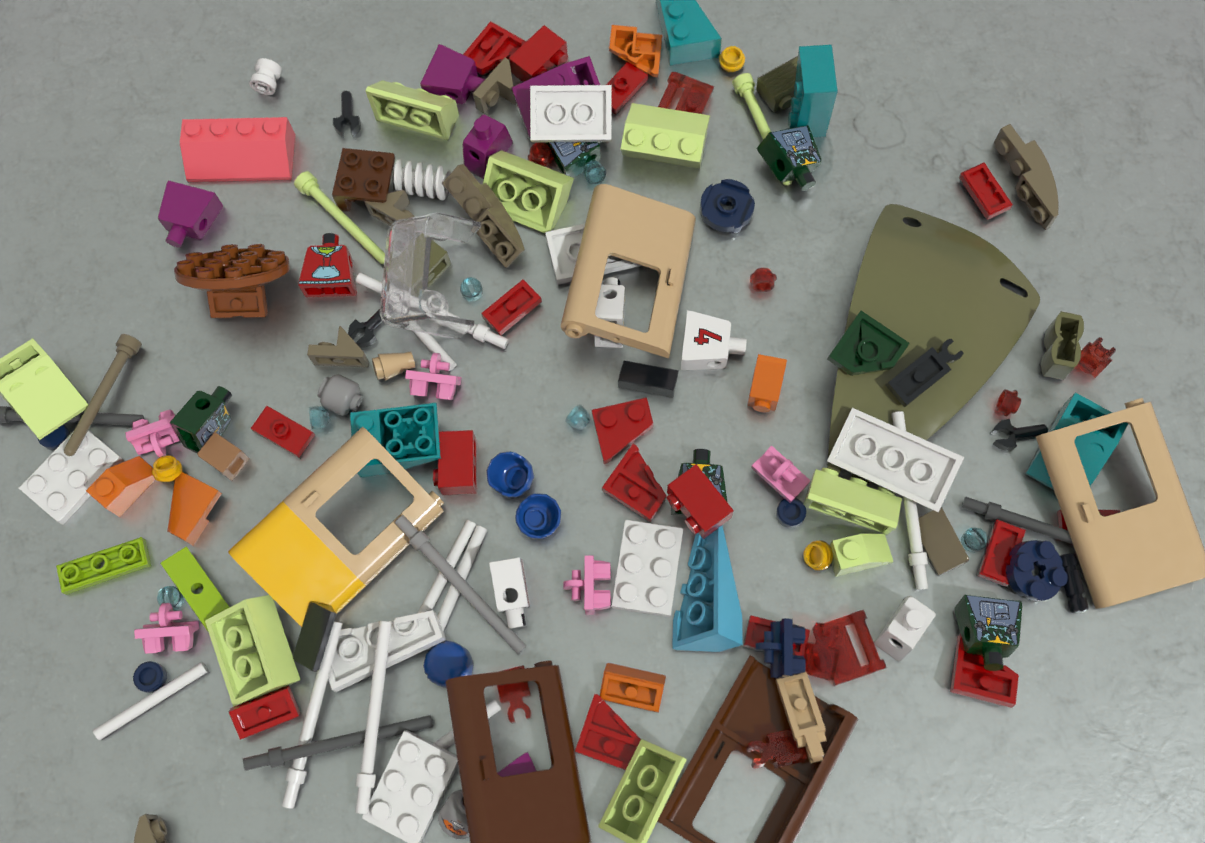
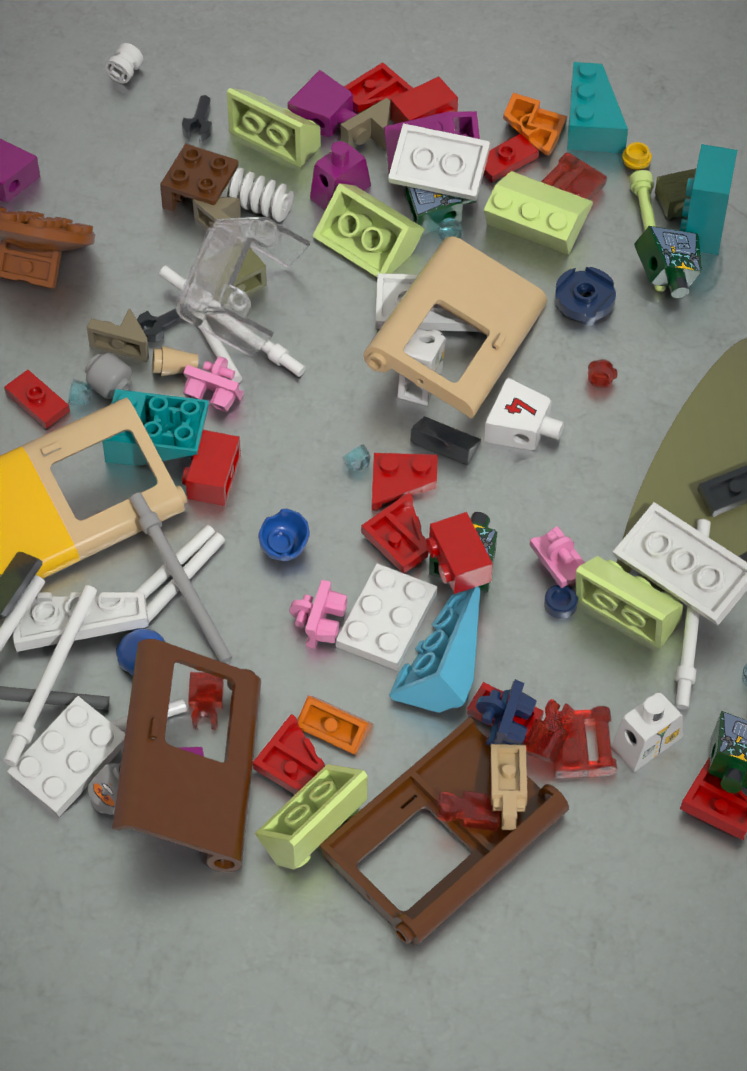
camera: 10 degrees right, 15 degrees down
(237, 149) = (73, 124): coral slope -> none
(308, 185) = (137, 175): yellowish green piece -> none
(328, 270) = (132, 258): red torso -> none
(467, 295) = (280, 319): clear light blue hinge -> none
(484, 206) = (325, 253): dark tan slope -> none
(506, 576) = (233, 592): white torso -> none
(510, 474) = (266, 489): blue hair -> none
(511, 307) = (318, 337): red plate -> none
(540, 149) = (397, 200): clear red plate -> none
(766, 383) = (571, 465): orange slope -> none
(818, 555) = (576, 645): yellow plate -> none
(859, 553) = (622, 653): yellowish green slope -> none
(867, 347) = (687, 446): dark green plate -> none
(941, 542) = (716, 666): dark tan slope -> none

